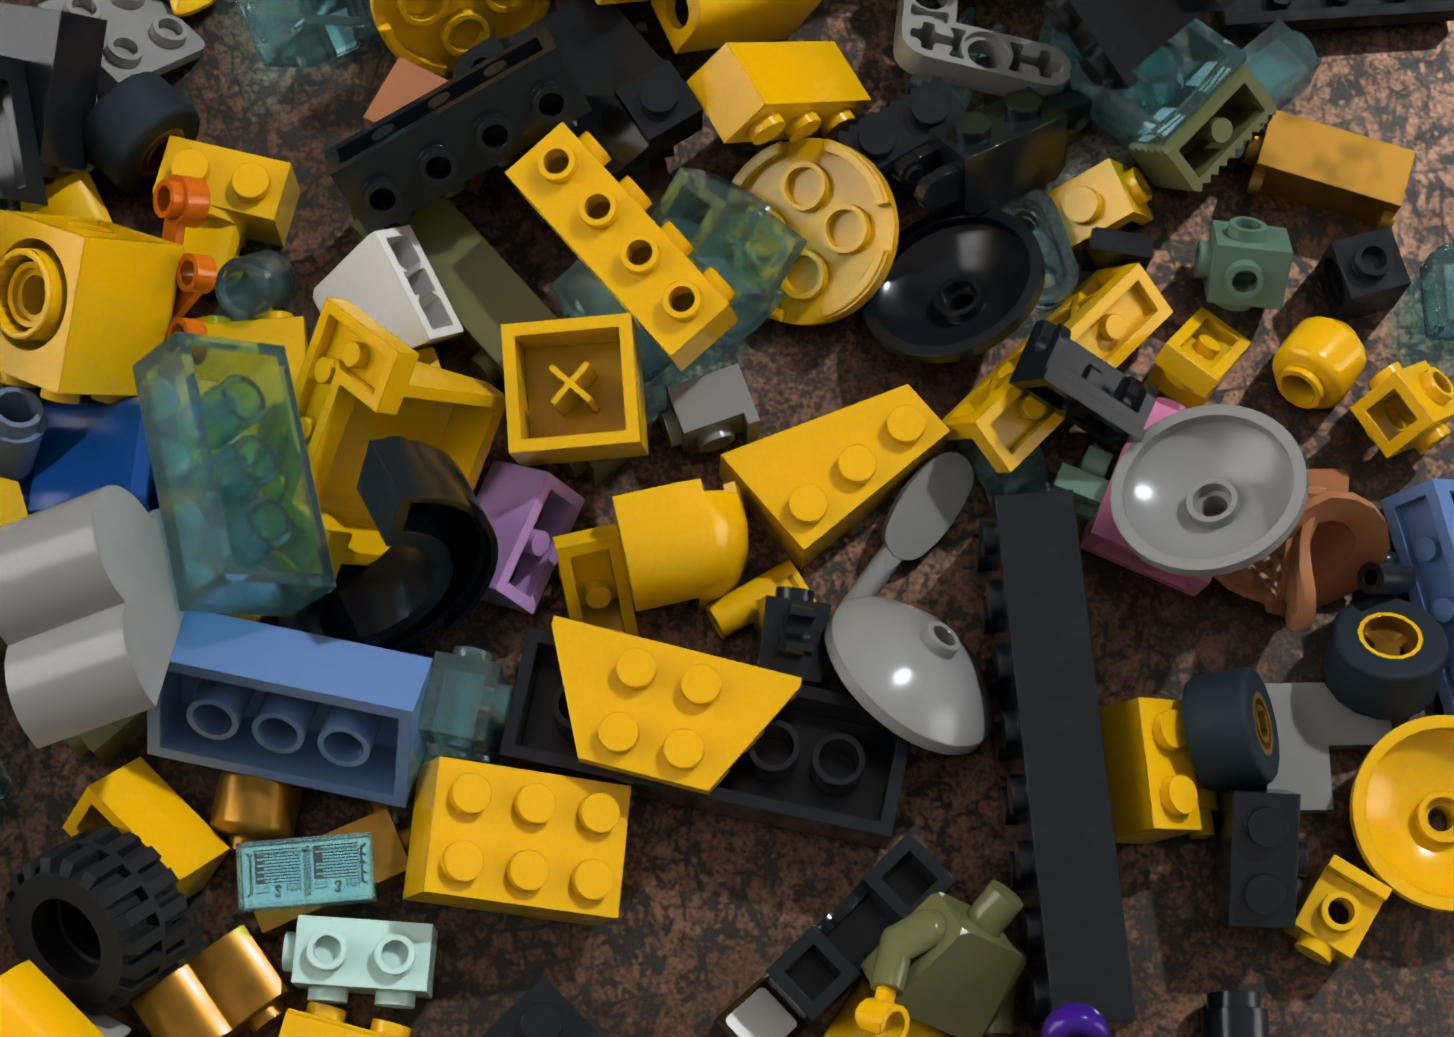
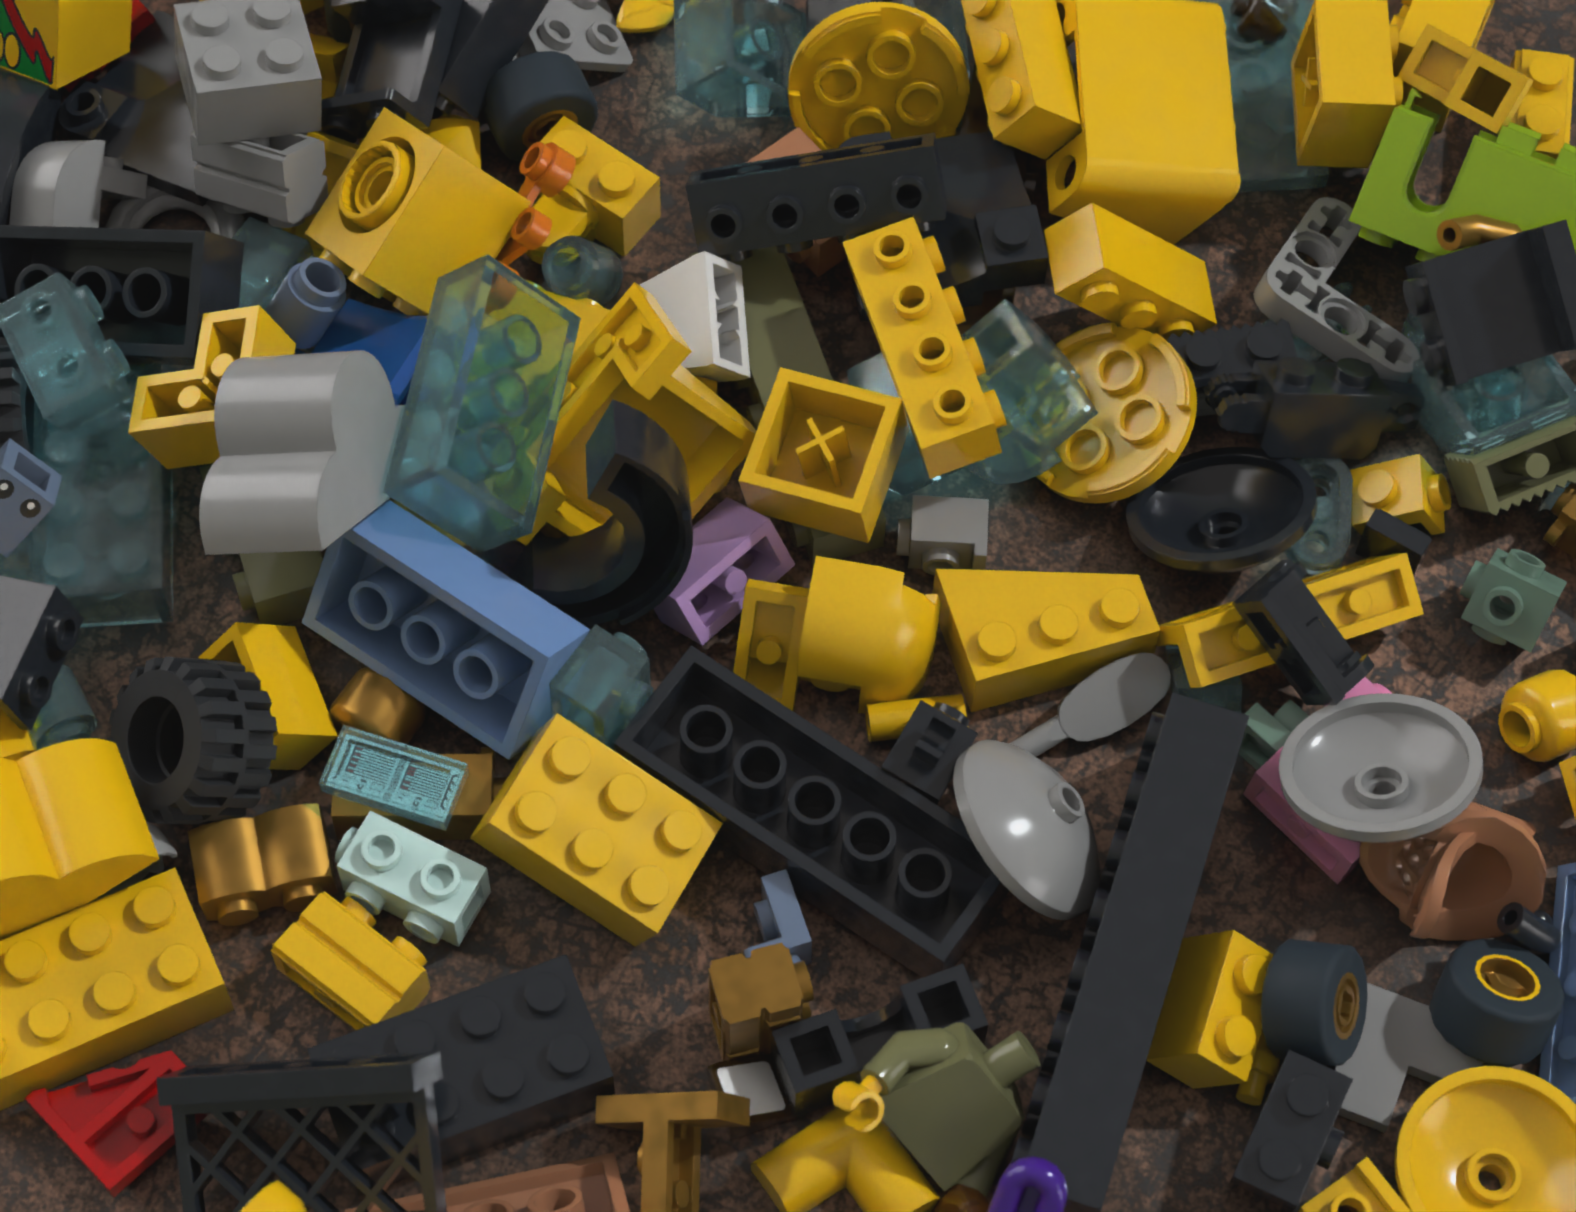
camera: 25 degrees right, 10 degrees down
(663, 706) = (781, 758): yellow wing -> none
(719, 848) = (781, 918): none -> sand blue bracket
(738, 944) = (755, 998): none -> pearl gold brick
(1197, 359) = (1432, 664): yellow slope -> none

